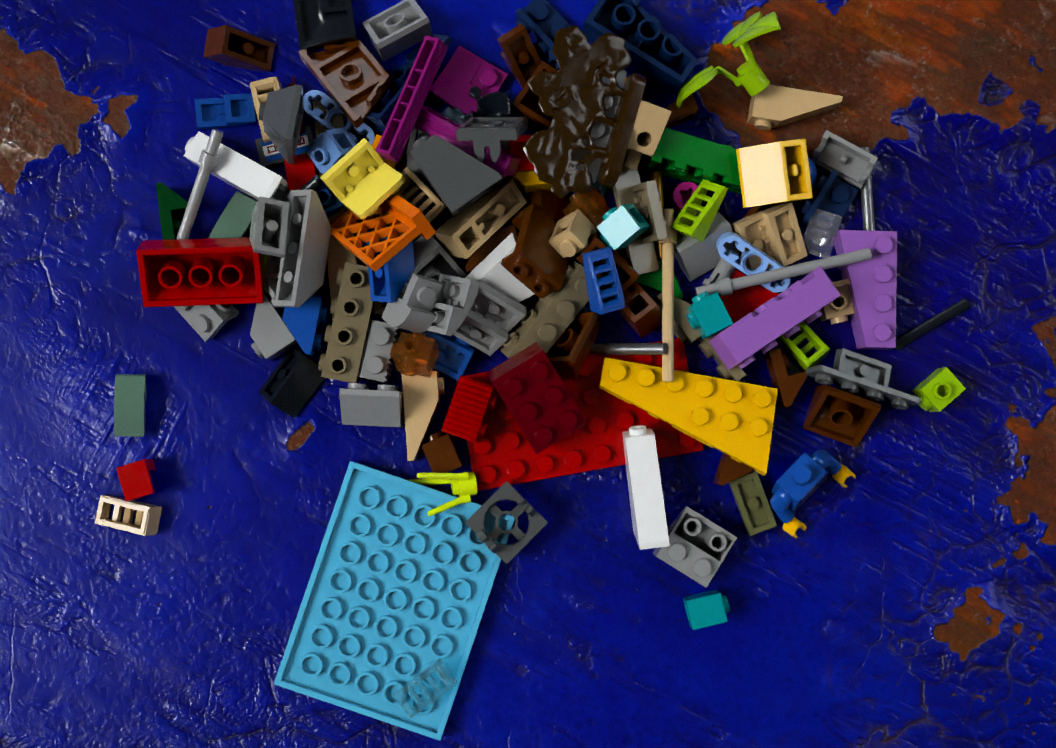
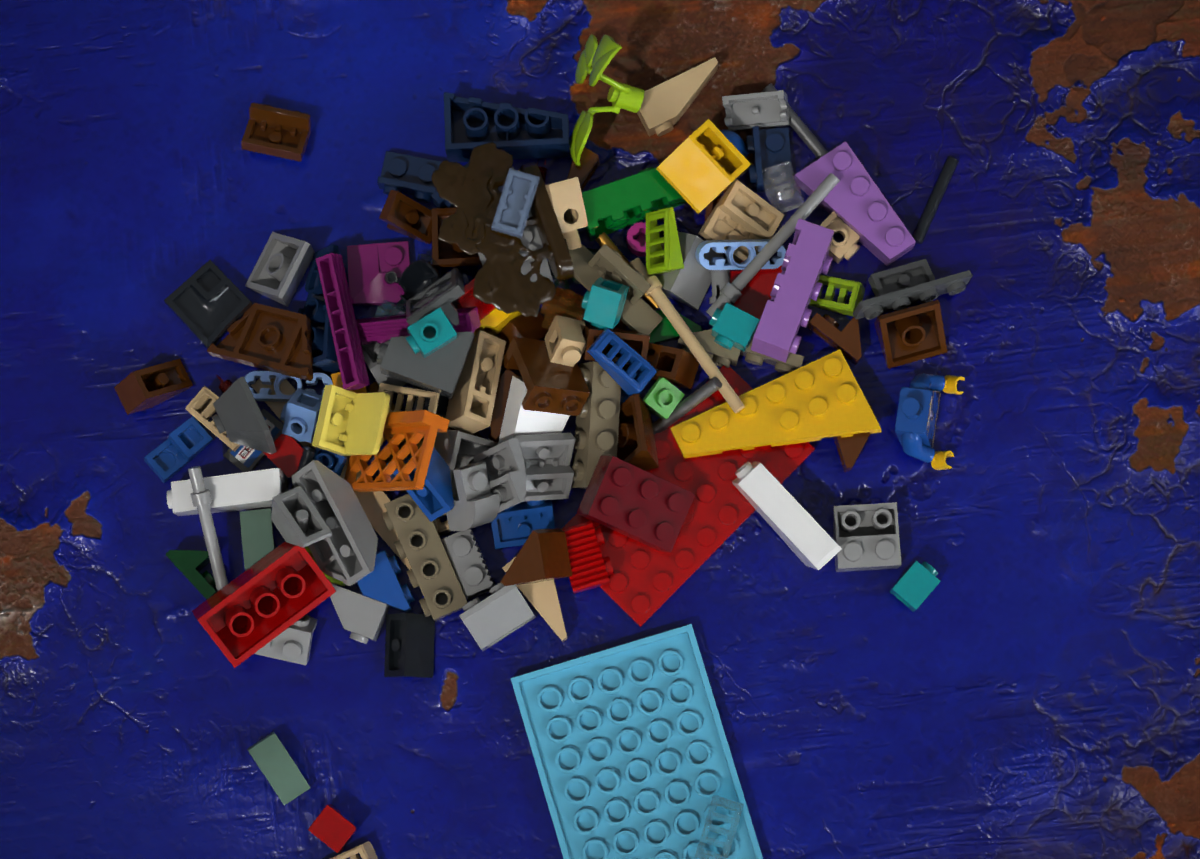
camera: 25 degrees left, 5 degrees down
(415, 354) = (501, 541): clear orange brick -> none
(431, 390) = (540, 559): none -> reddish brown slope
(441, 453) = (587, 614): reddish brown brick -> none
(462, 484) = (623, 628): neon yellow plant -> none
(466, 152) = (430, 333): none -> teal brick
(504, 551) = (713, 615): dark grey piece -> none
(607, 97) = (515, 203): none -> sand blue plate
(615, 330) = (663, 398): none -> bright green bracket
(752, 503) = (890, 465): olive plate -> none
(938, 390) = (981, 252): lime brick -> none

